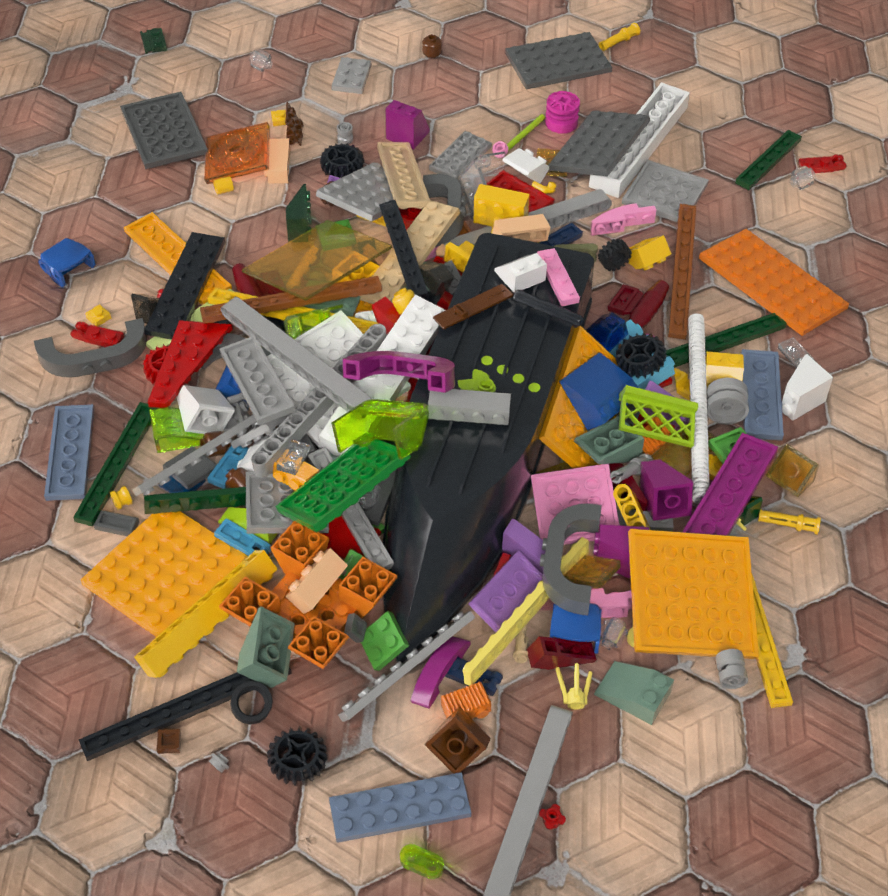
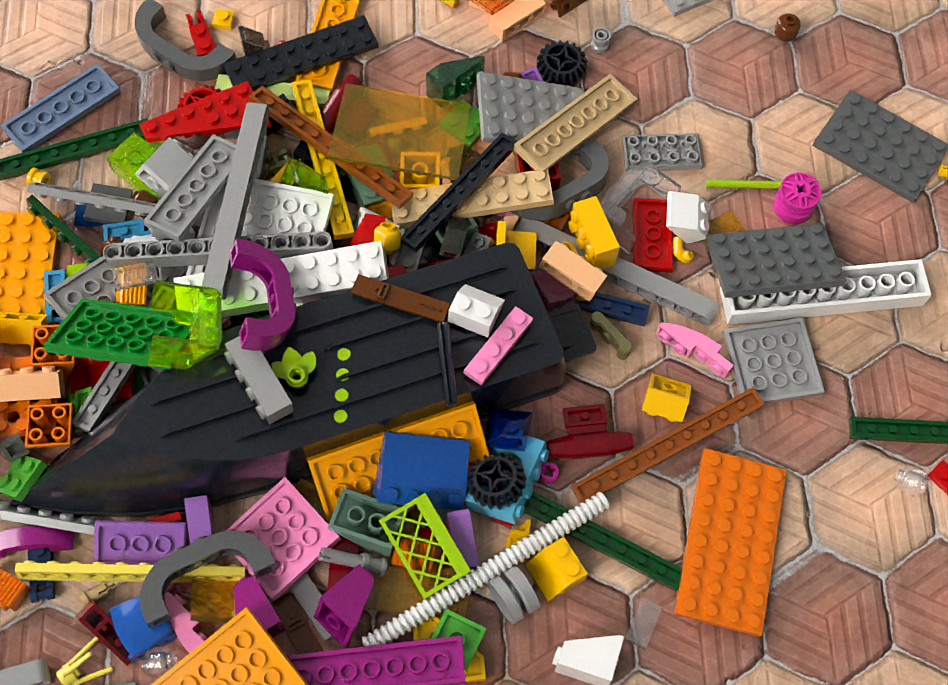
camera: 50 degrees right, 15 degrees up
(116, 523) = (14, 194): dark grey tile -> none
(405, 124) = (651, 80): magenta slope -> none
(500, 147) = (699, 175): bright pink plate -> none
(614, 255) = (632, 372): black tyre -> none
(629, 503) = (303, 593): yellow beam -> none
(764, 394) = (560, 620): sand blue plate -> none

